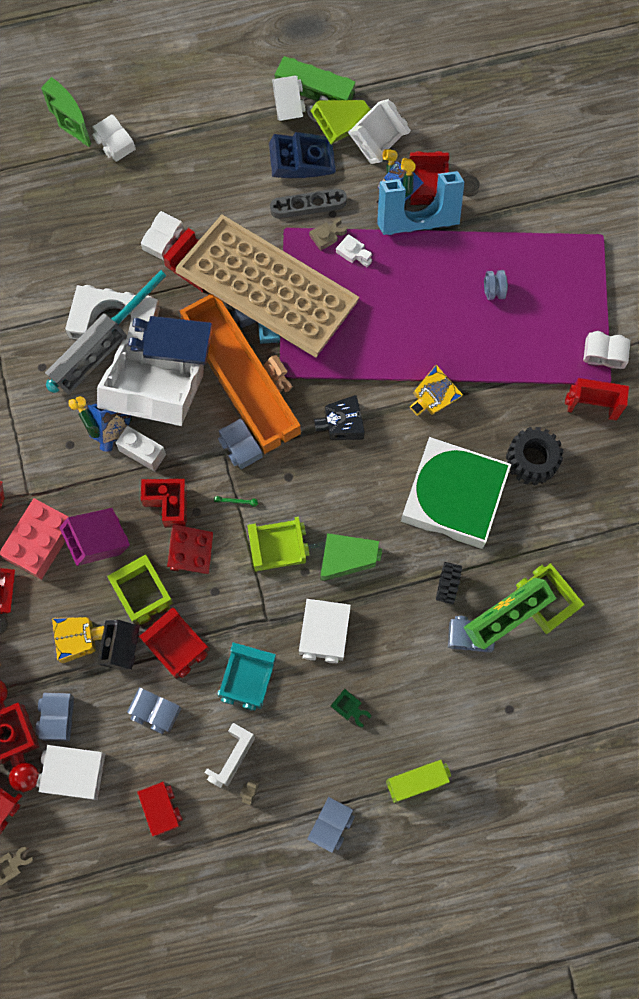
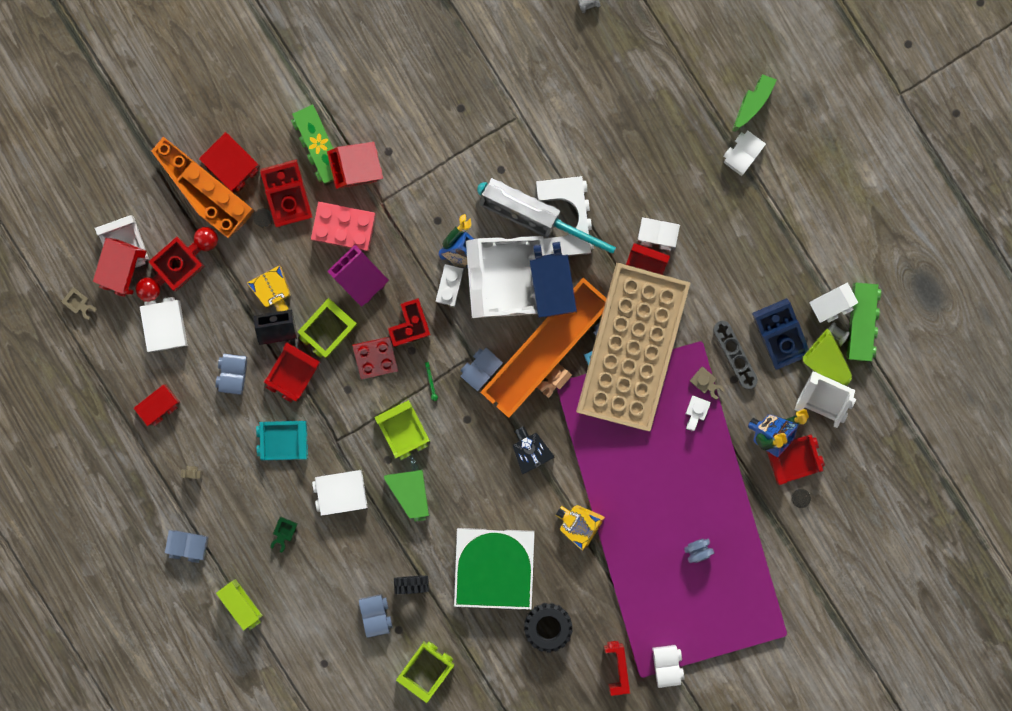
camera: 75 degrees right, 15 degrees up
(55, 717) = (202, 296): sand blue brick -> none
(235, 759) = (230, 457): white panel -> none
(443, 211) = (762, 482): dark azure arch -> none
(509, 613) = (396, 642): bright green brick -> none

